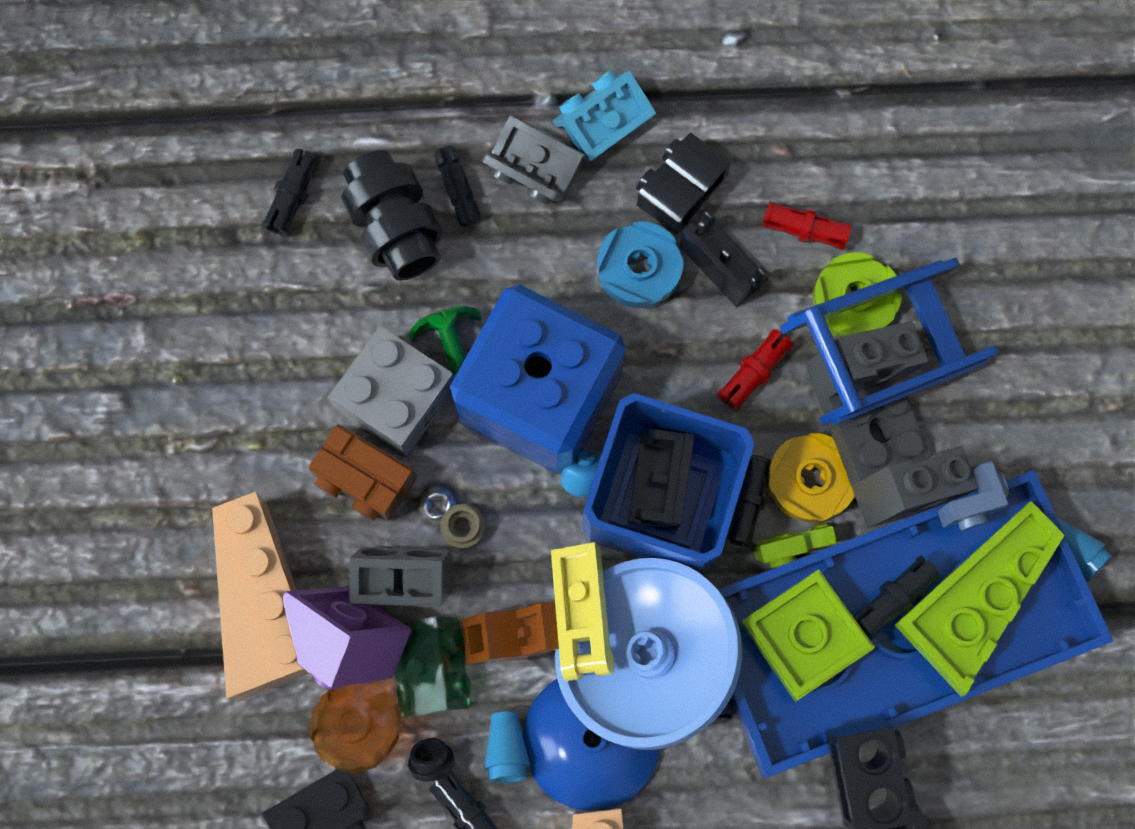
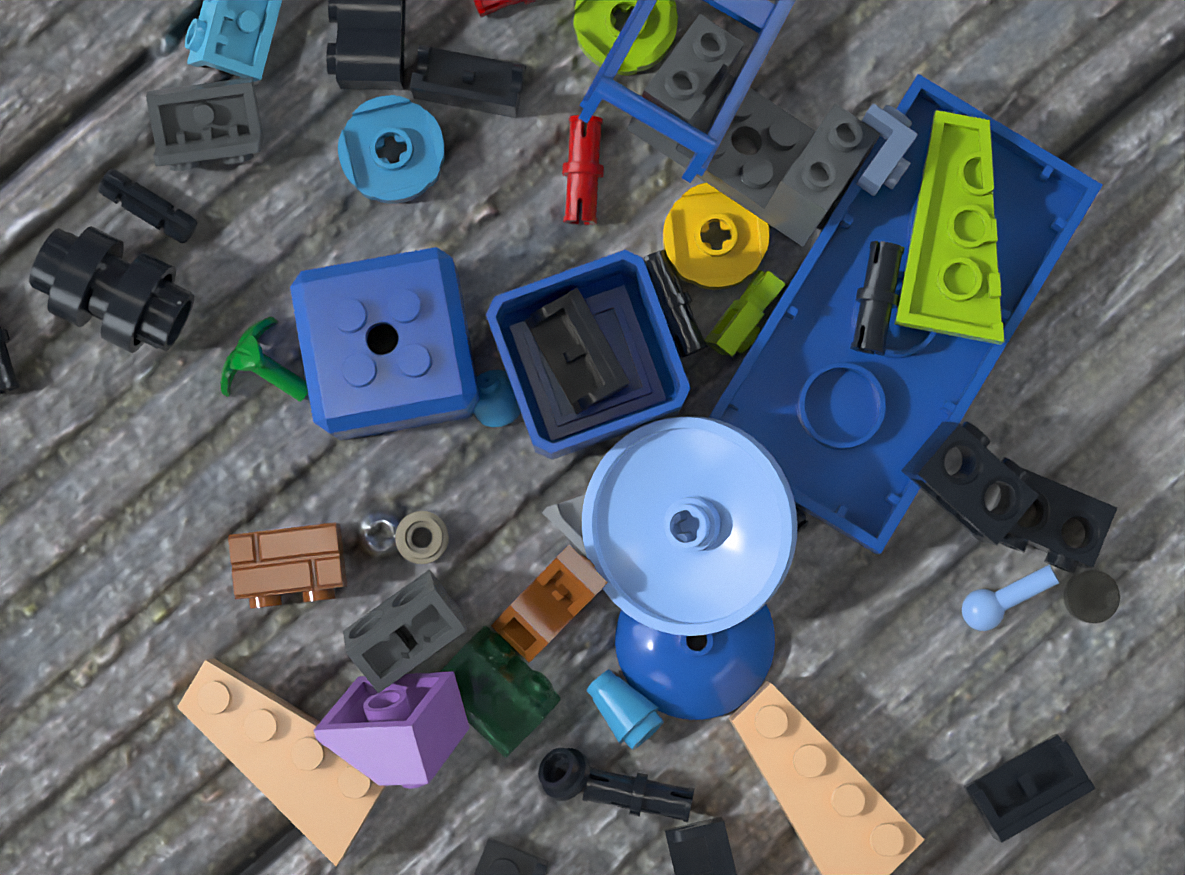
camera: 40 degrees left, 10 degrees up
(355, 727) = (472, 798): clear orange tile -> none
(392, 391) = (253, 461): light grey brick -> none
(581, 611) = (599, 534): light yellow plate -> none
(807, 635) = (822, 396): lime plate -> none
(1086, 549) = (1017, 111): dark azure cone -> none

